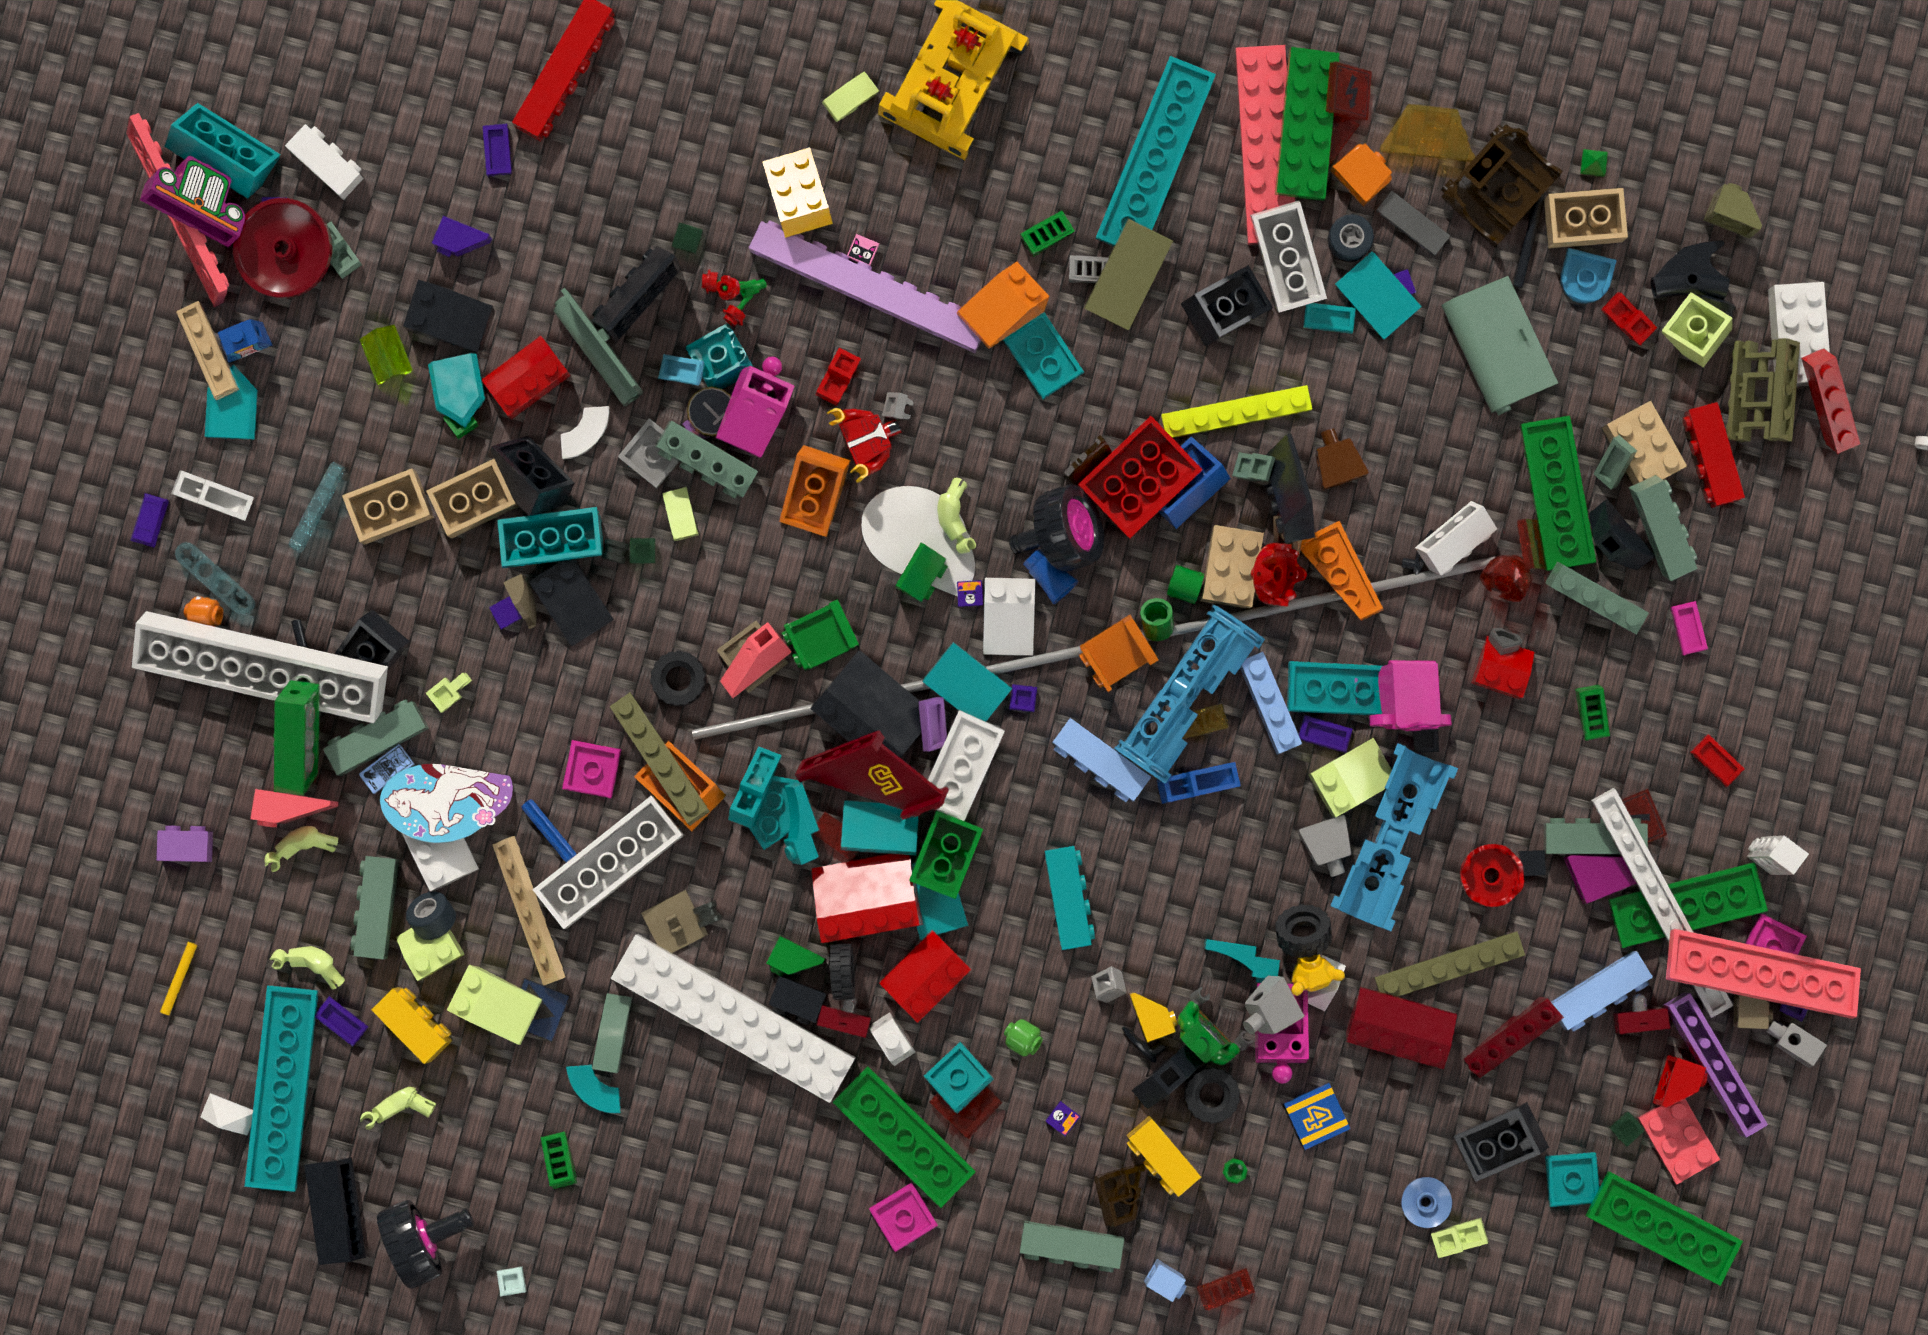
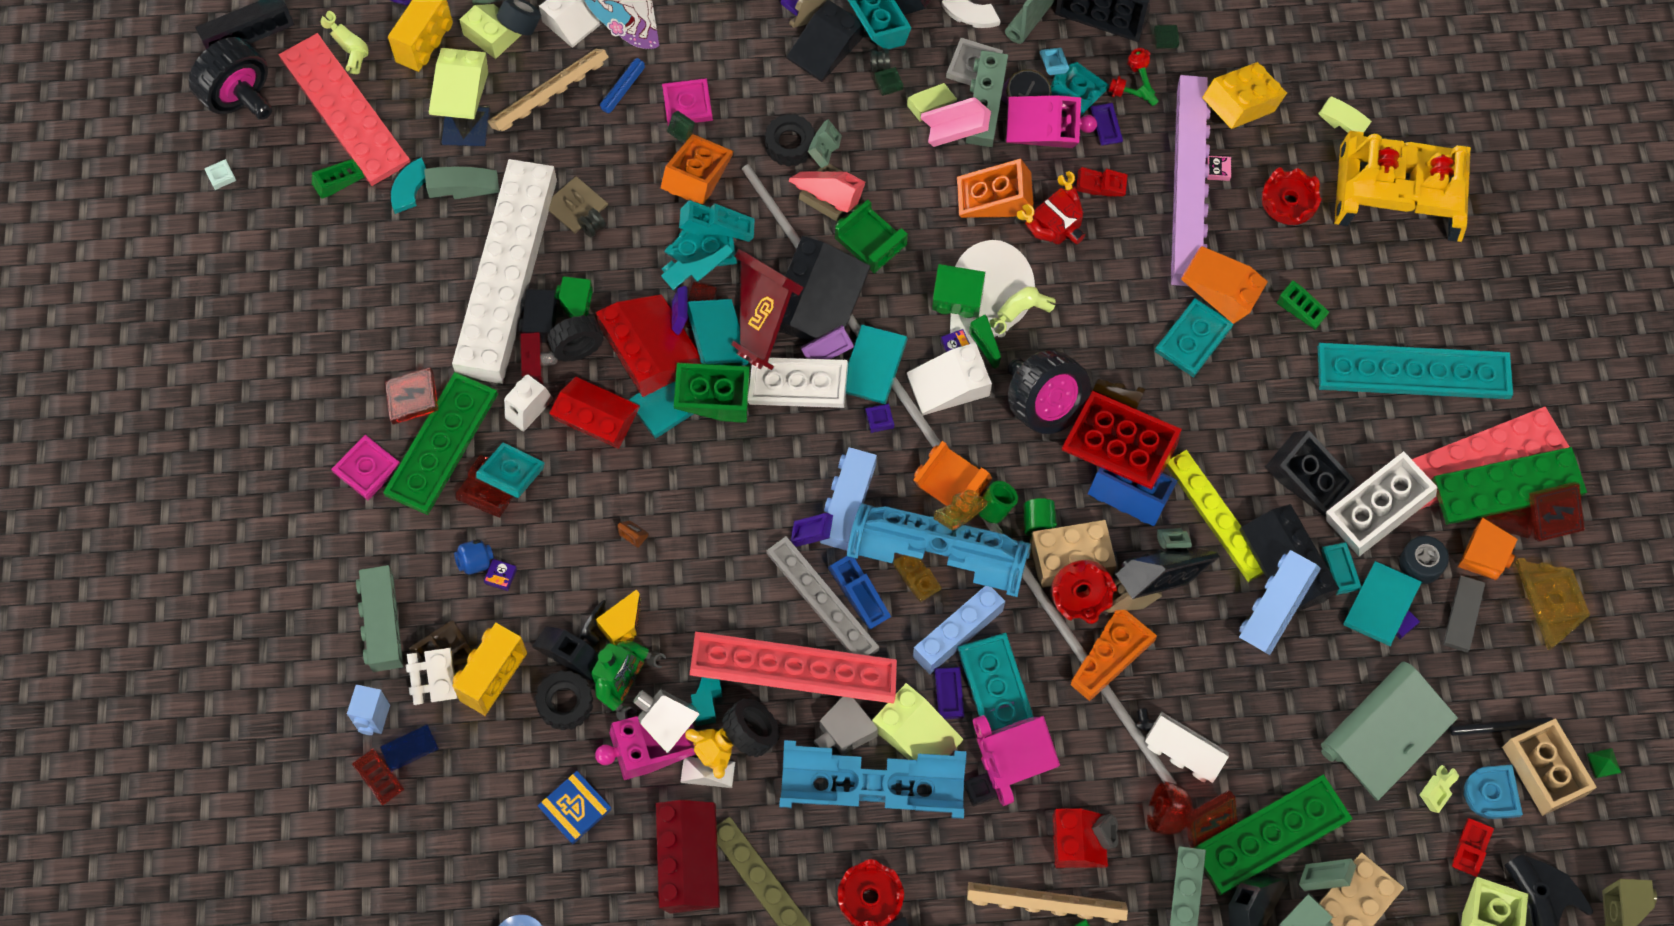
camera: 70 degrees right, 20 degrees down
(474, 1131) = (344, 109): none -> coral plate
(608, 862) = (609, 131): white brick -> none
(624, 786) = (680, 126): none -> clear green plate
(659, 759) = (713, 140): olive plate -> none
(695, 643) = (824, 143): none -> sand green slope
(730, 501) = (956, 121): none -> bright pink panel
(772, 344) = (1107, 124): none -> dark purple tile
(842, 857) = (679, 309): none -> dark purple tile
(844, 1152) = (411, 395): none -> clear red tile
(895, 406) = (1094, 232): light grey tile -> none
(925, 175) = (1296, 184): none -> red plate
(975, 564) = (983, 336): none -> green slope
(1023, 1037) = (565, 513): bright green head -> none
(1038, 1139) = (473, 557): none -> blue head
(1052, 581) = (995, 407): blue plant -> none
(1062, 977) = (632, 533): none -> dark orange slope
(1068, 897) = (709, 511): teal brick -> none
(1084, 260) = (1291, 340): light grey slope -> none
(1109, 984) = (640, 574): light grey slope -> none
(1125, 807) = (811, 529): none -> dark purple tile
(1128, 274) = (1299, 379): olive tile -> none
(1147, 1203) = (439, 672): none -> white plate
(1164, 660) = (961, 510): none -> clear yellow slope
(1194, 820) = (821, 598): none -> light grey plate
(1207, 1252) = (409, 748): none -> clear blue tile
(1235, 1170) = (496, 746): green tile -> none
(1262, 873) = (794, 667): none -> coral plate
(1309, 366) = (1276, 535): none -> black slope
(1338, 461) = (1211, 617): reddish brown torso -> none
(1353, 396) = (1279, 601): none -> light blue brick
(1500, 184) = (1542, 676): dark brown piece -> none
(1549, 719) = (1038, 900): none -> tan plate
(1569, 326) = (1437, 789): none -> yellowish green plate

